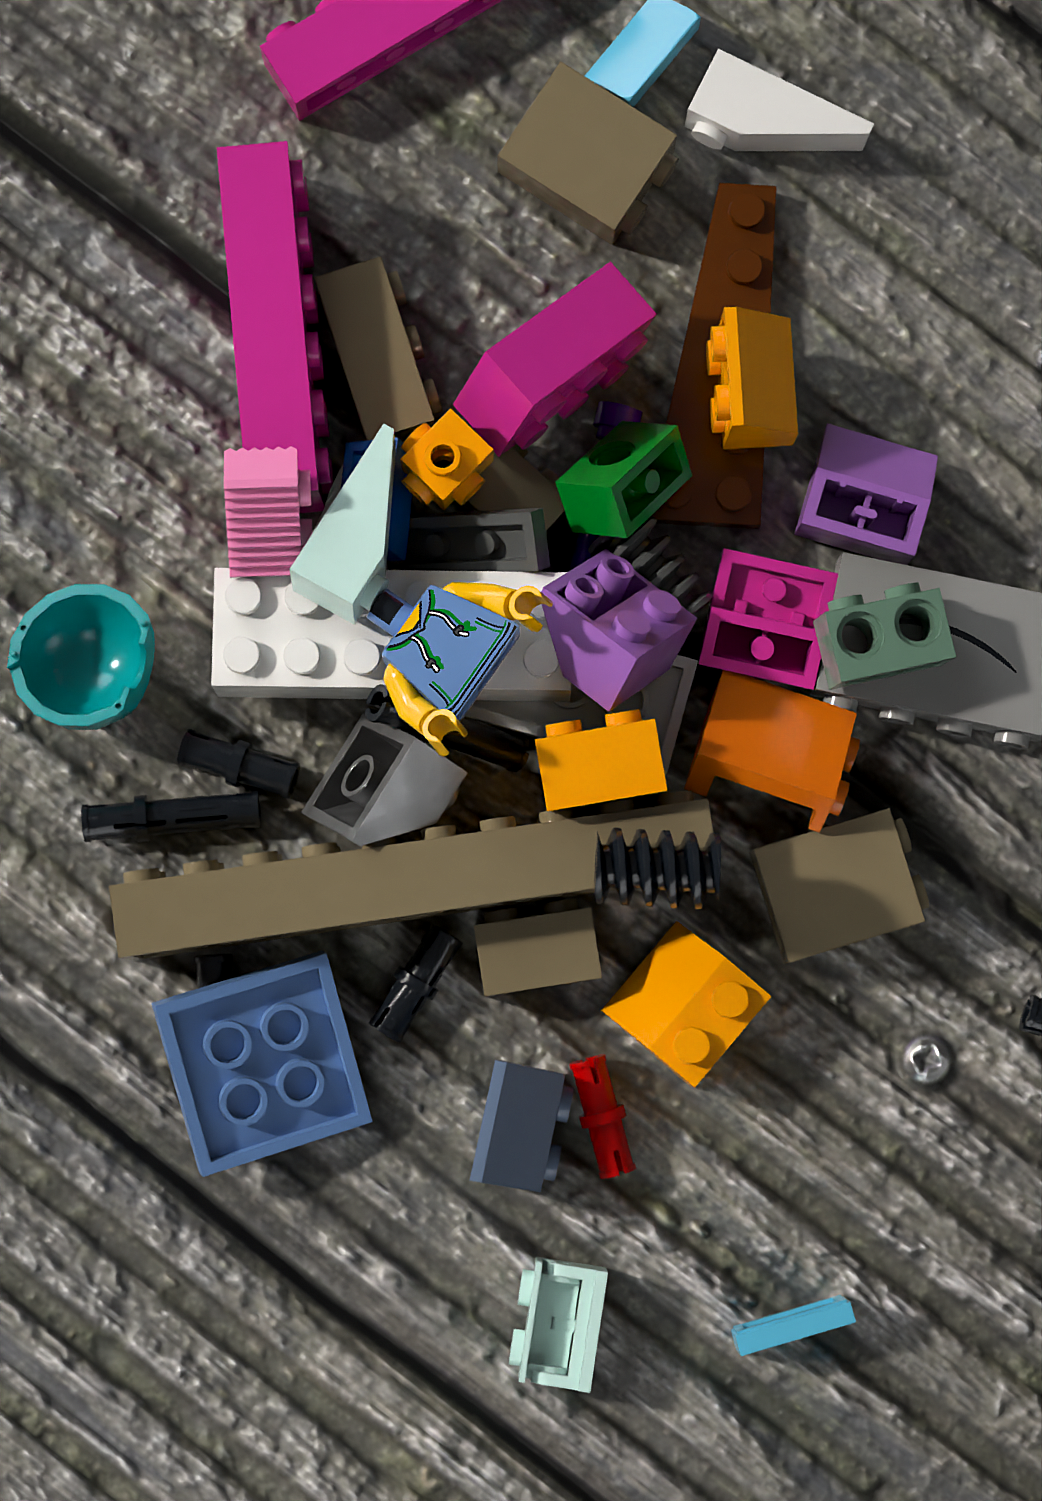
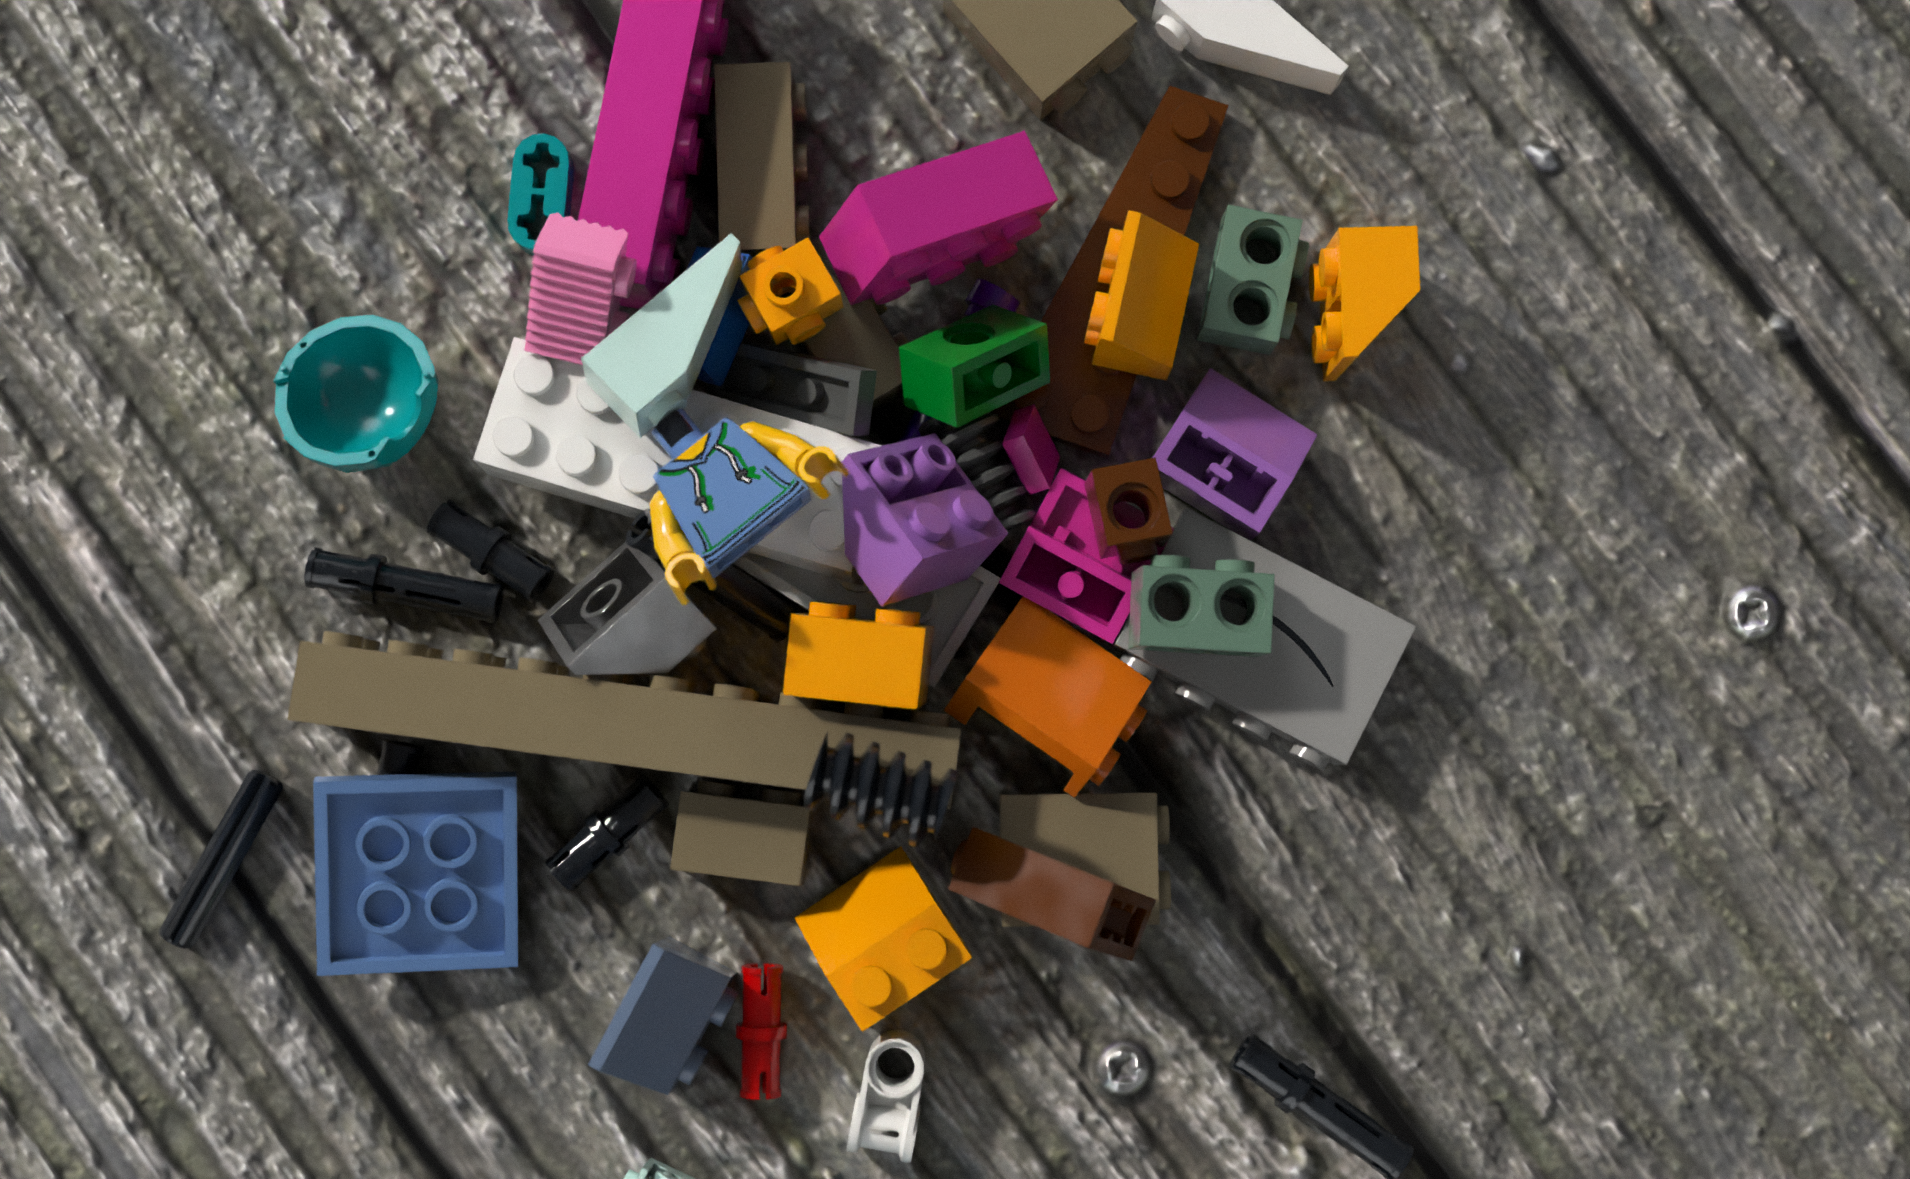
camera: 20 degrees right, 0 degrees up
(79, 1104) = (221, 859): none -> black axle
(175, 438) = (526, 190): none -> teal beam
(692, 539) = (1031, 449): none -> dark pink tile
(732, 1145) = (888, 1107): none -> white piece
(802, 544) = (1134, 483): none -> reddish brown brick
(824, 919) = (1050, 894): none -> reddish brown slope
(827, 335) = (1239, 277): none -> sand green brick
(941, 317) = (1361, 288): none -> light orange slope

